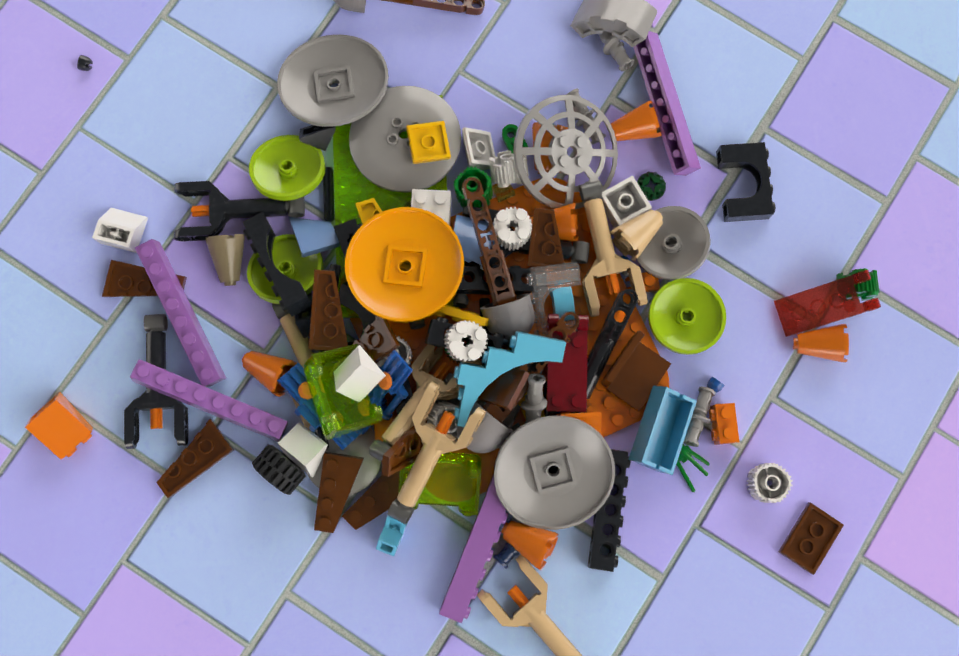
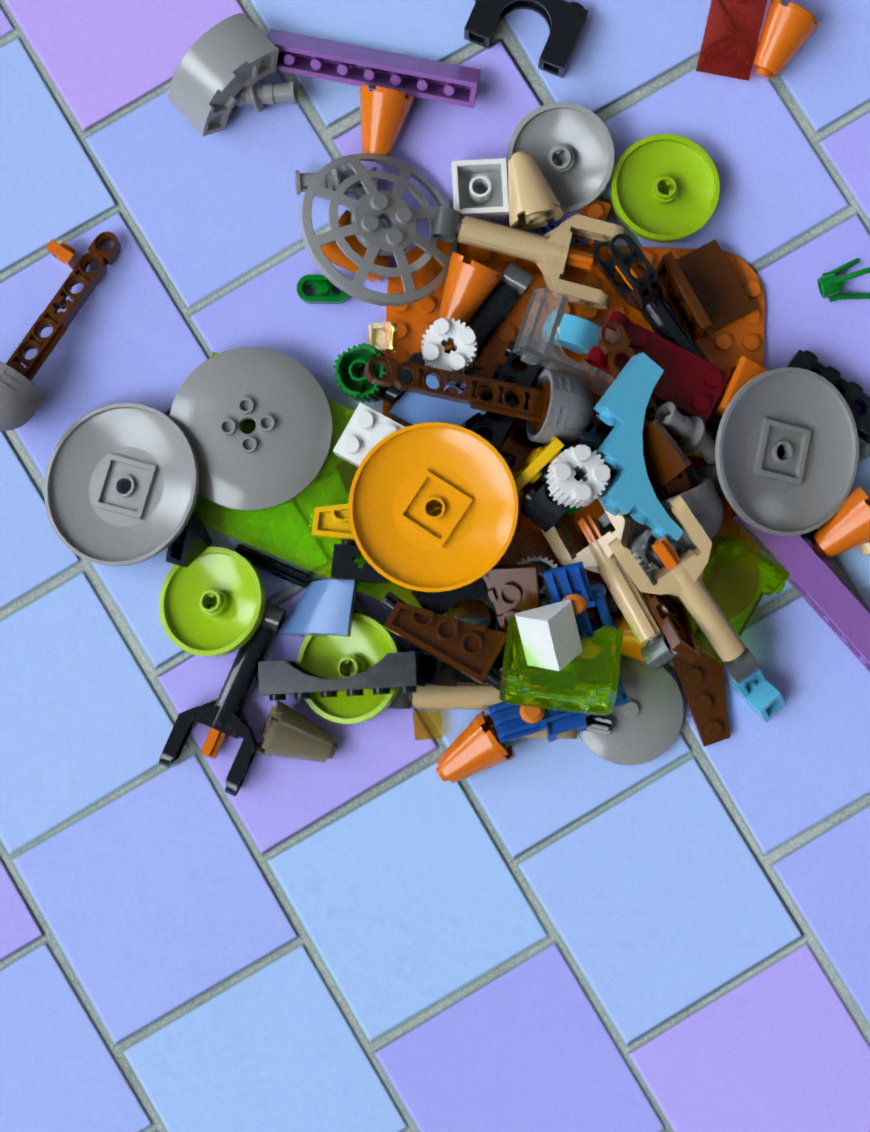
camera: 60 degrees left, 5 degrees up
(59, 426) = (413, 1055): orange slope -> none
(120, 229) = (185, 860): white slope -> none
(130, 281) = (266, 871): reddish brown wing -> none
(151, 399) = (434, 912): black piece -> none
(180, 313) = (343, 831): medium lavender brick -> none
(201, 454) = (540, 891): reddish brown wing -> none
(208, 400) = (479, 844): medium lavender brick -> none
(274, 335) = (427, 725): none -> clear yellow tile
(278, 469) = (611, 796): black tyre -> none
(303, 448) = (599, 752): white slope -> none
(336, 482) = (665, 734): reddish brown wing -> none
(428, 142) = (278, 399): yellow plate -> none
(478, 147) = (311, 341): white slope -> none
(504, 170) = (358, 319): white brick -> none
(506, 555) = (851, 564): dark blue bush -> none
(545, 241) = (490, 317): reddish brown wing -> none
(656, 179) = (463, 133): dark green gear -> none
(662, 429) = (793, 292): dark azure piece -> none
(699, 416) = (796, 240): light grey piece -> none
(715, 384) = (766, 200): blue hinge -> none
(724, 424) = (821, 214): orange brick -> none

